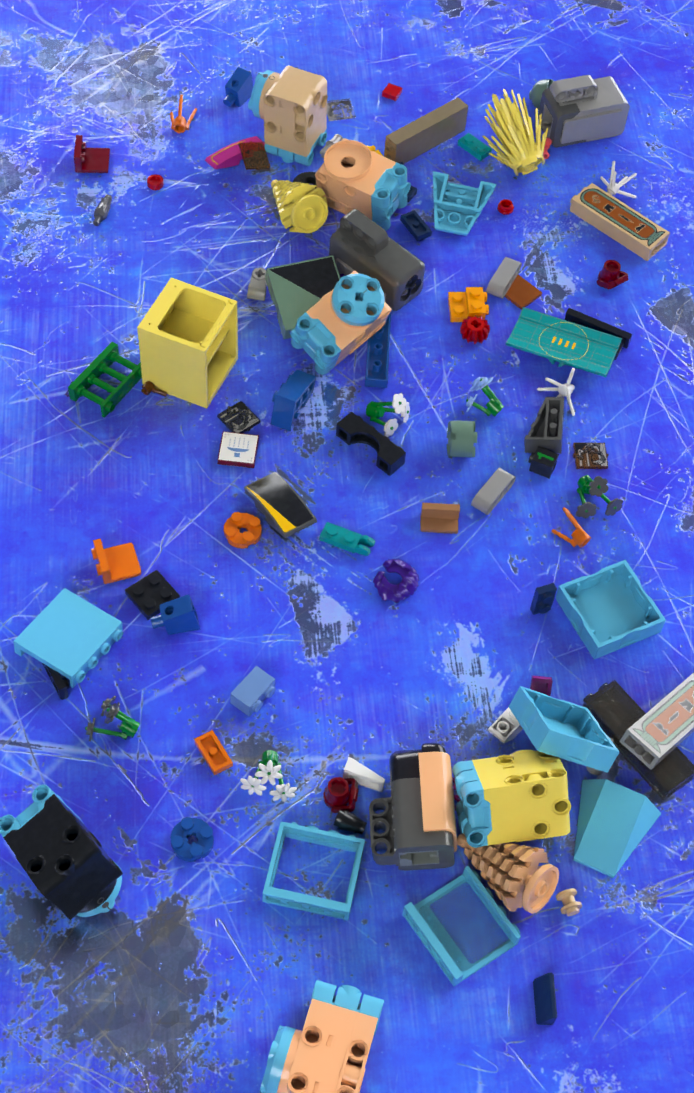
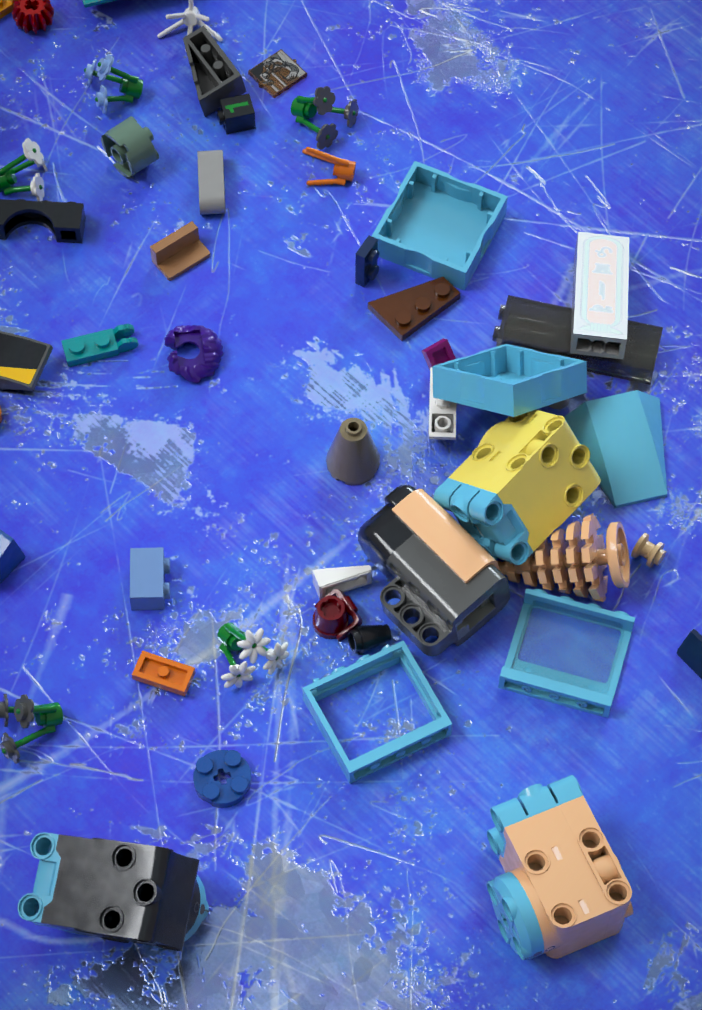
camera: 35 degrees left, 5 degrees up
(436, 707) = (353, 453): none -> dark tan cone
(552, 647) = (414, 307): none -> reddish brown wing

